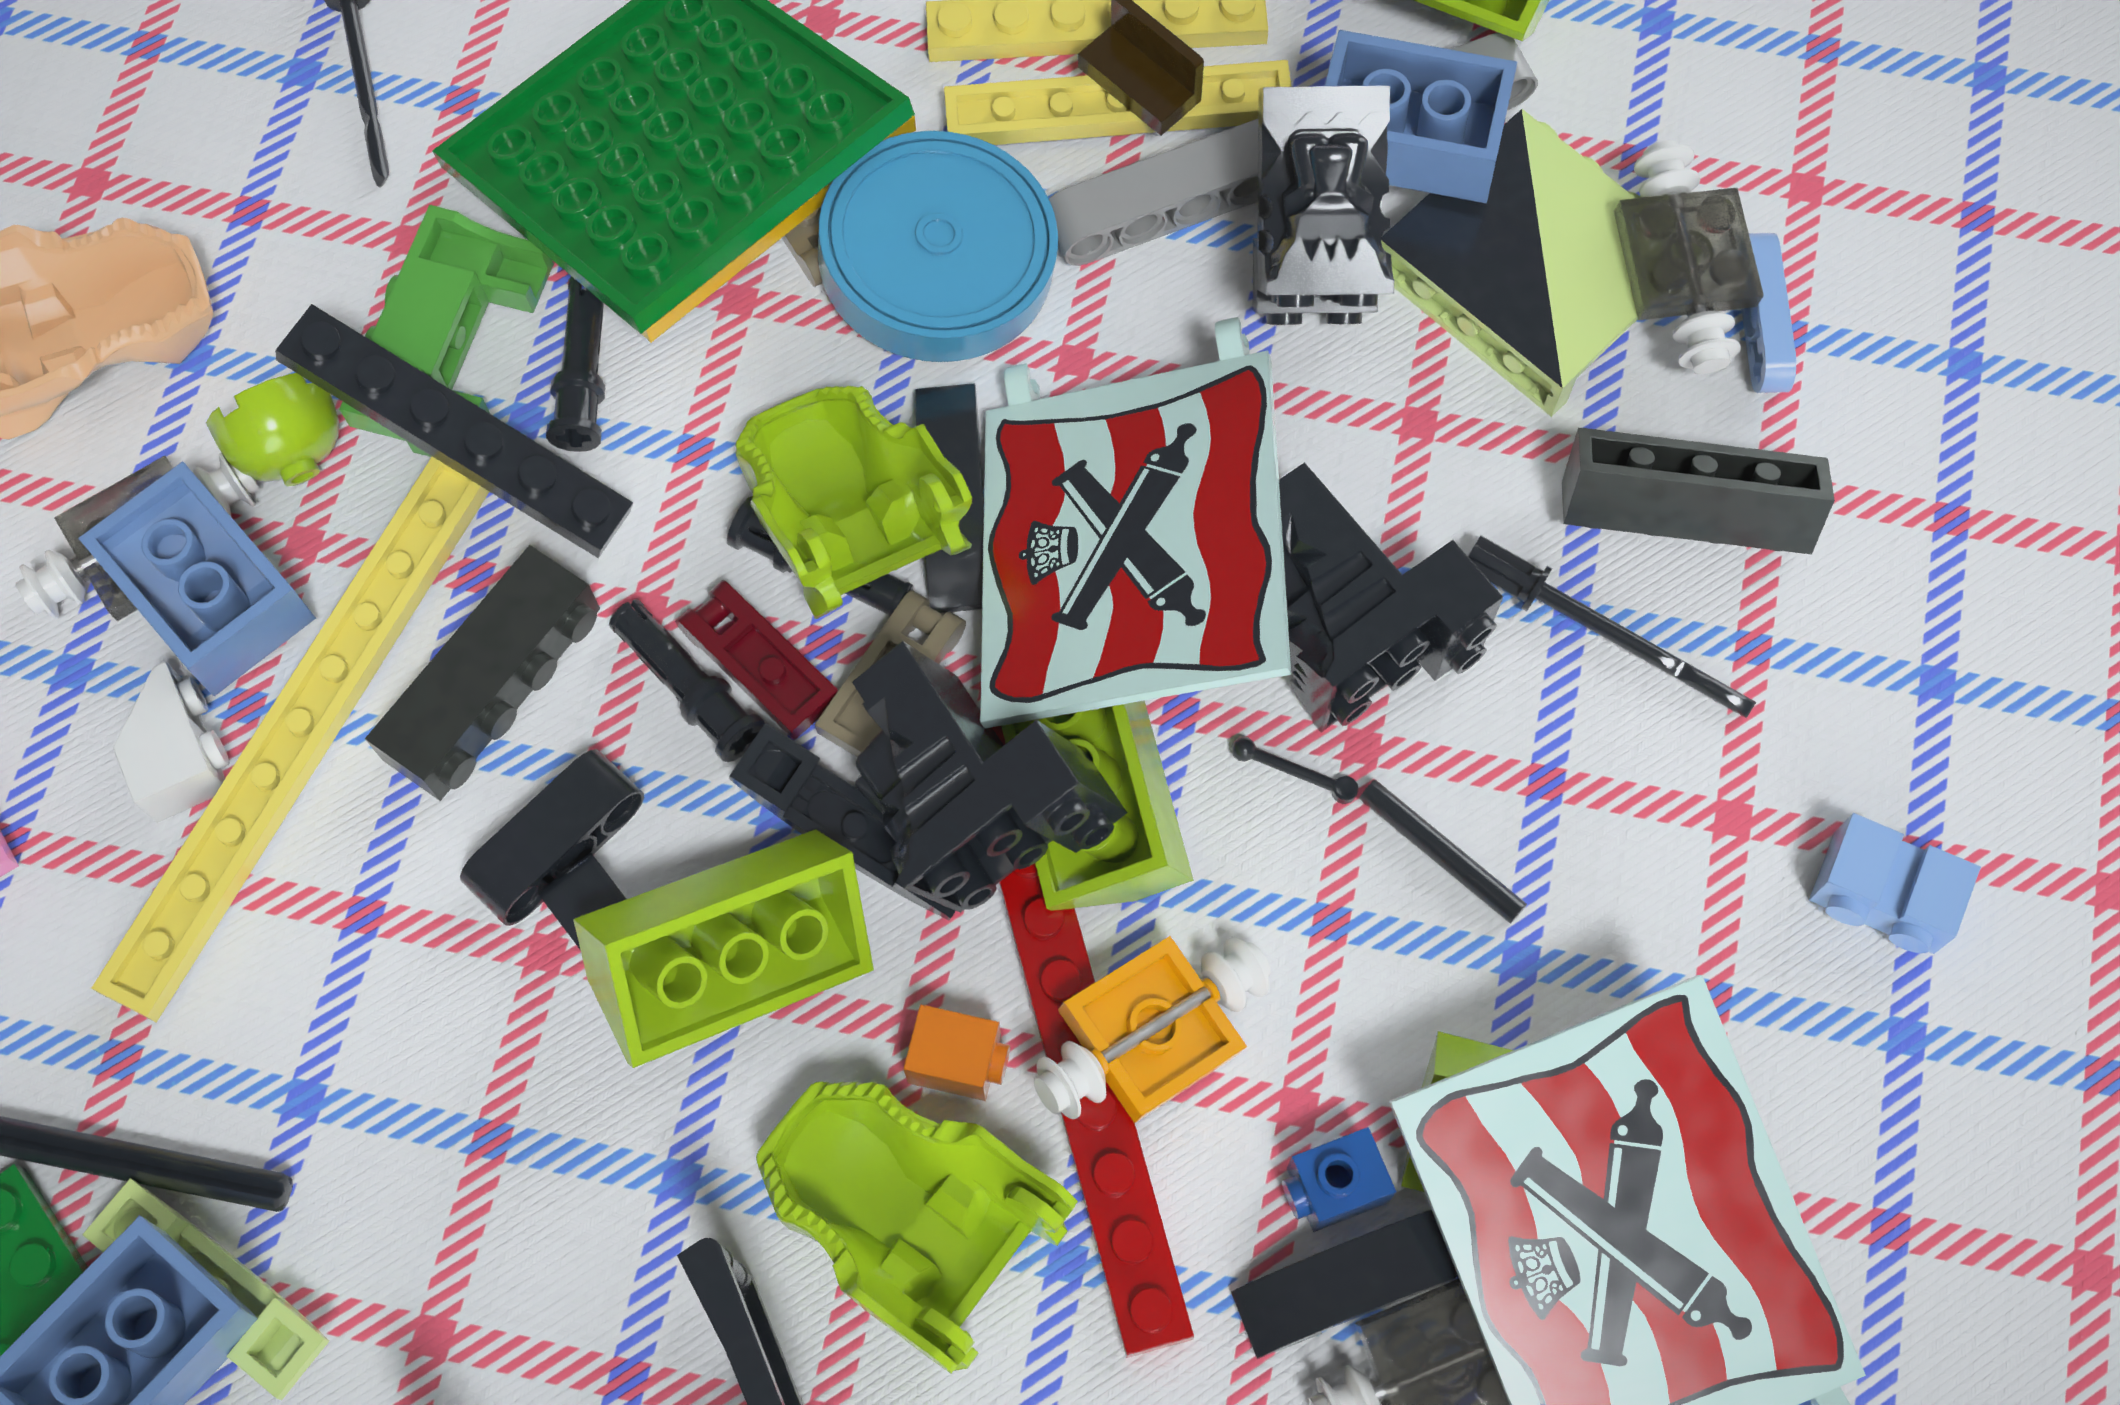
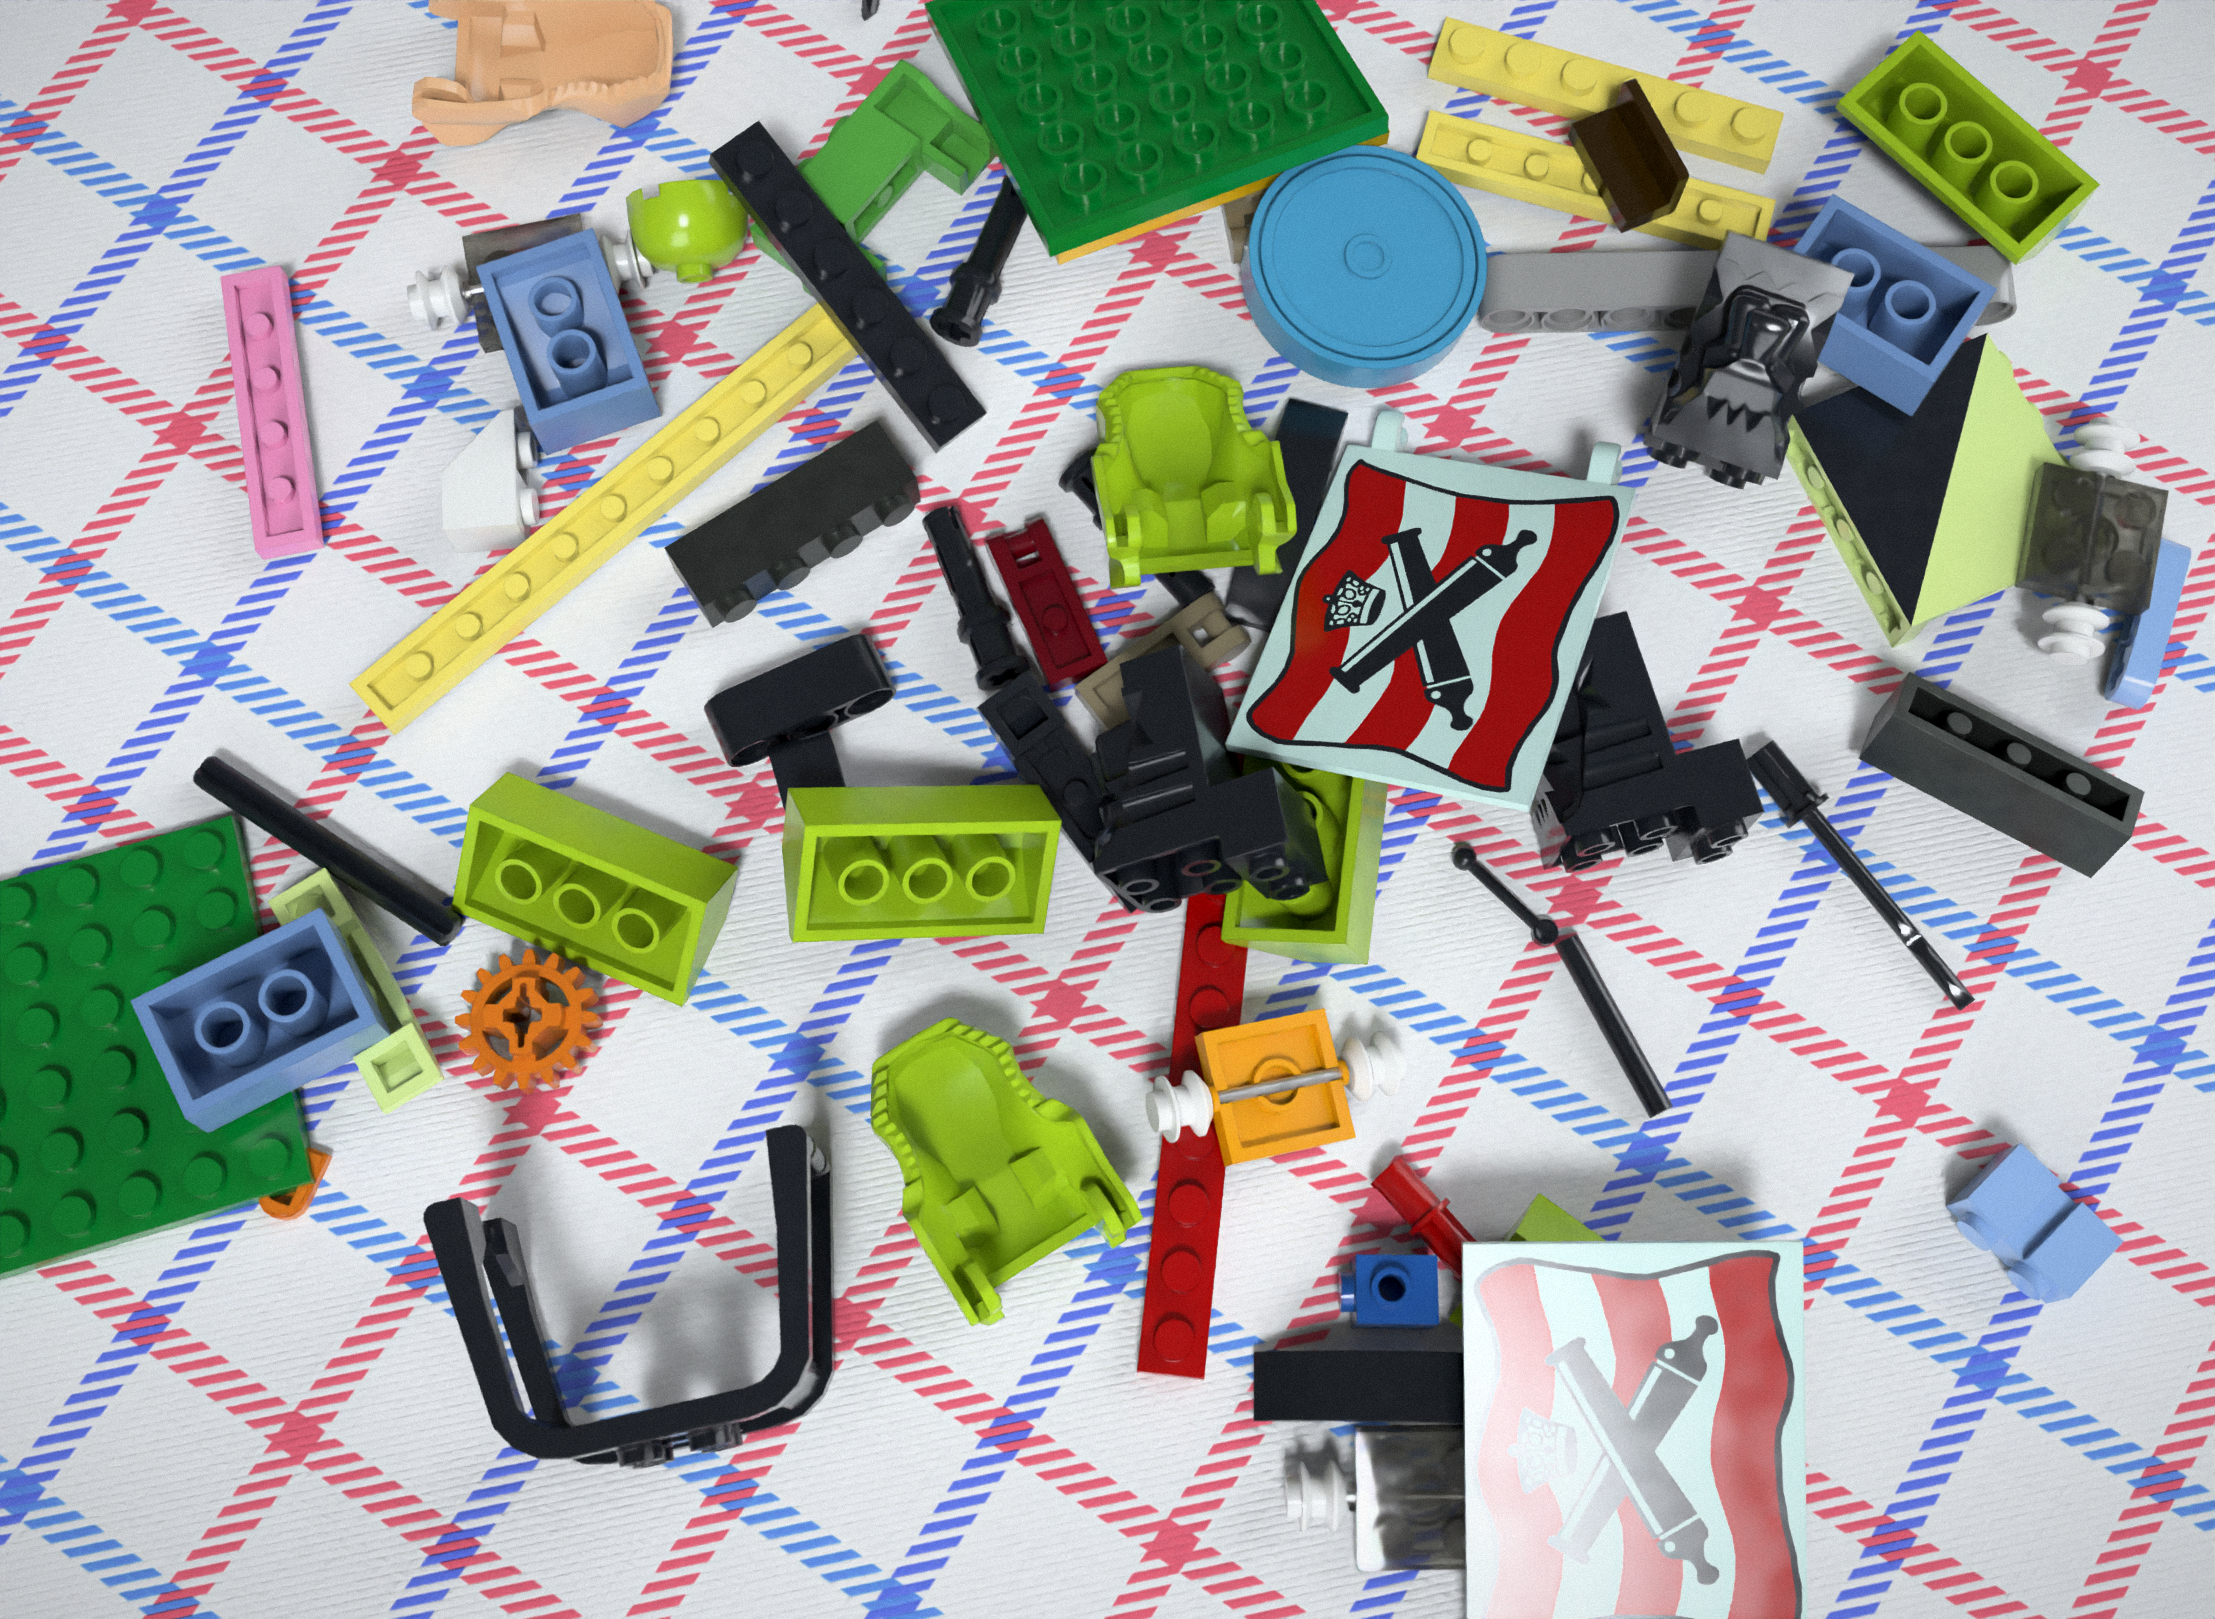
camera: 20 degrees right, 5 degrees up
(367, 1259) = (502, 1021): none -> orange gear
(410, 1094) = (592, 887): none -> lime slope
(956, 1053) = (1088, 1039): orange brick -> none
(1341, 1095) = (1424, 1213): none -> red axle

